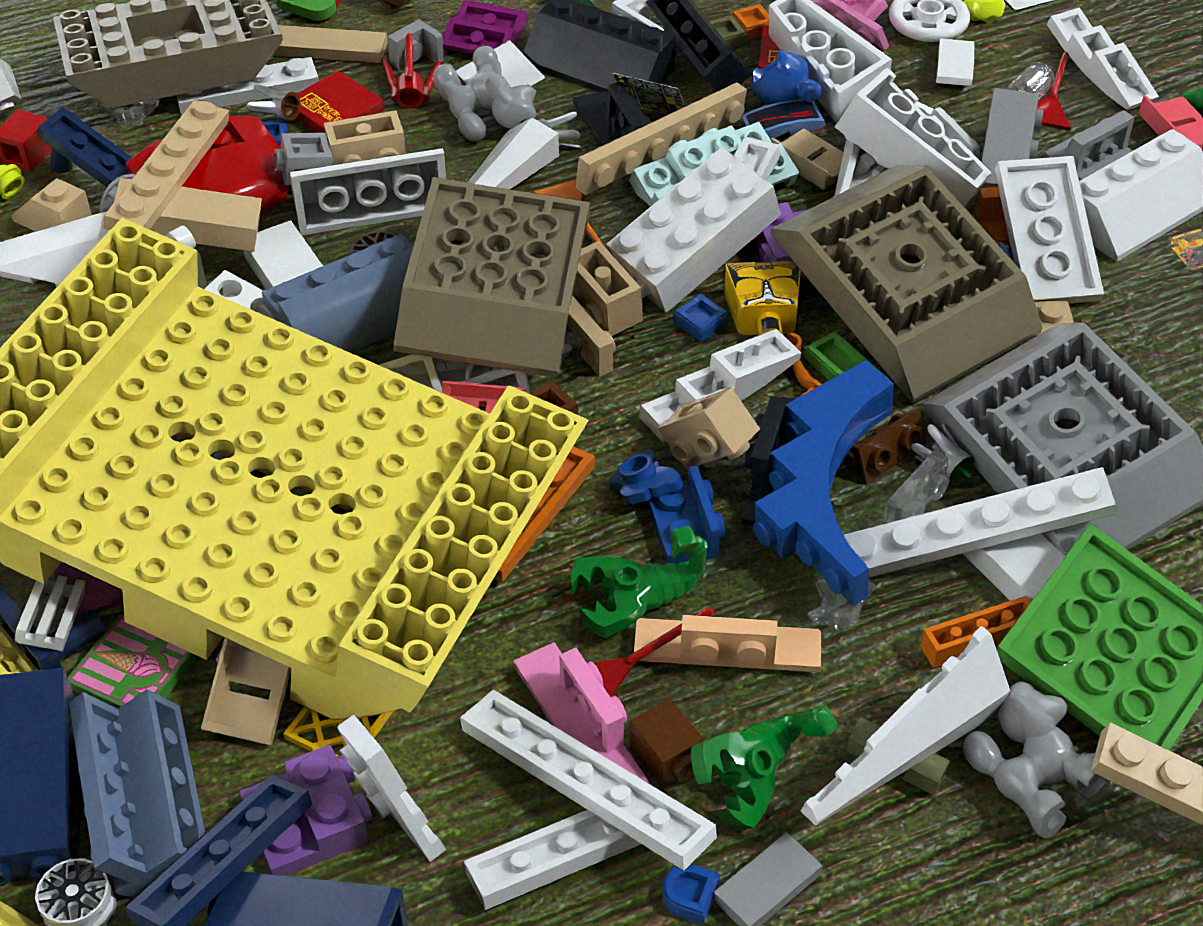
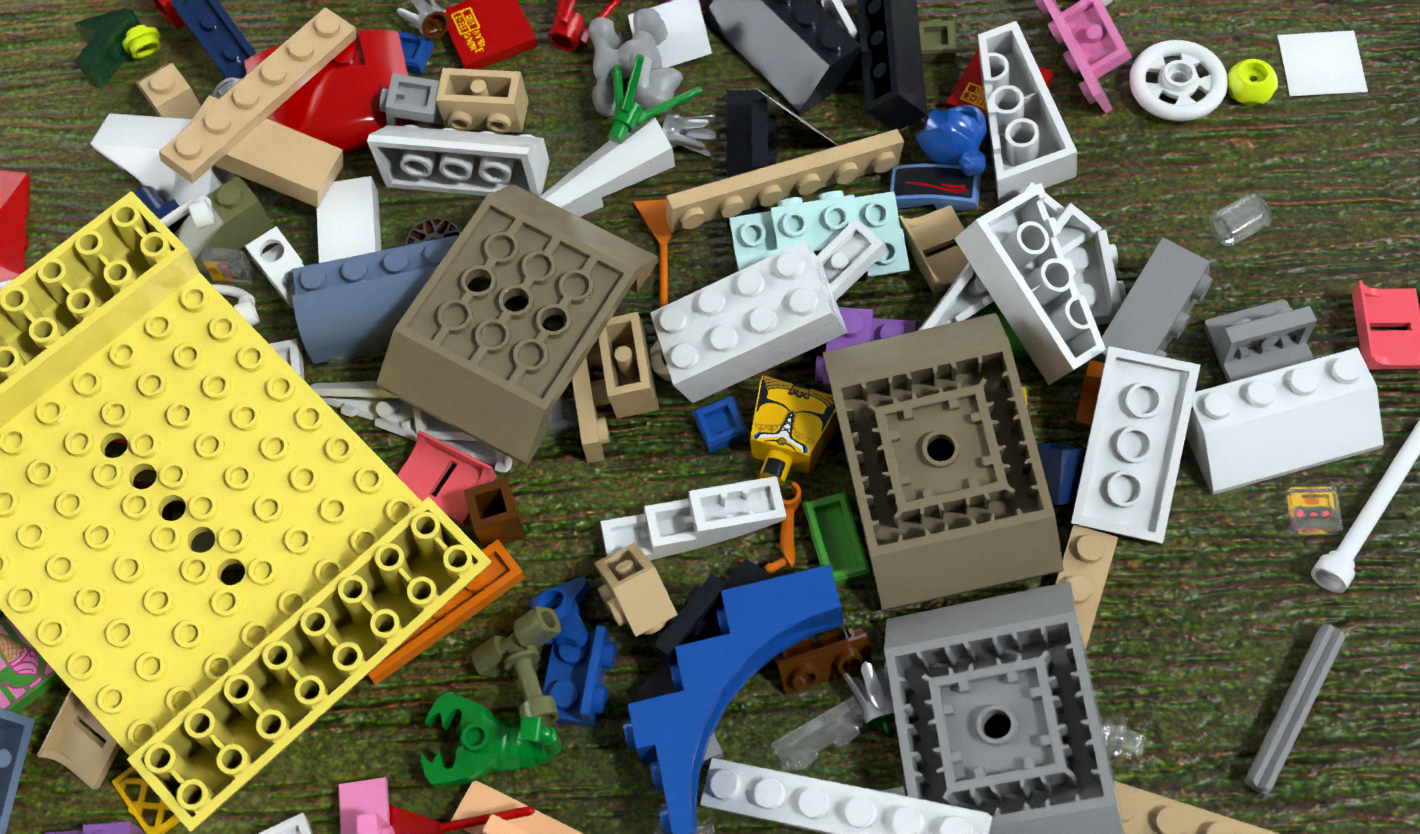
camera: 30 degrees right, 15 degrees up
(507, 118) = (628, 112): none -> green plant
(632, 509) = (519, 654): none -> olive bar
(752, 20) = (967, 30): orange tile -> none
(955, 62) = (1171, 159): white slope -> none
(1053, 112) = (1248, 257): red piece -> none
(1105, 64) = (1347, 205): white slope -> none

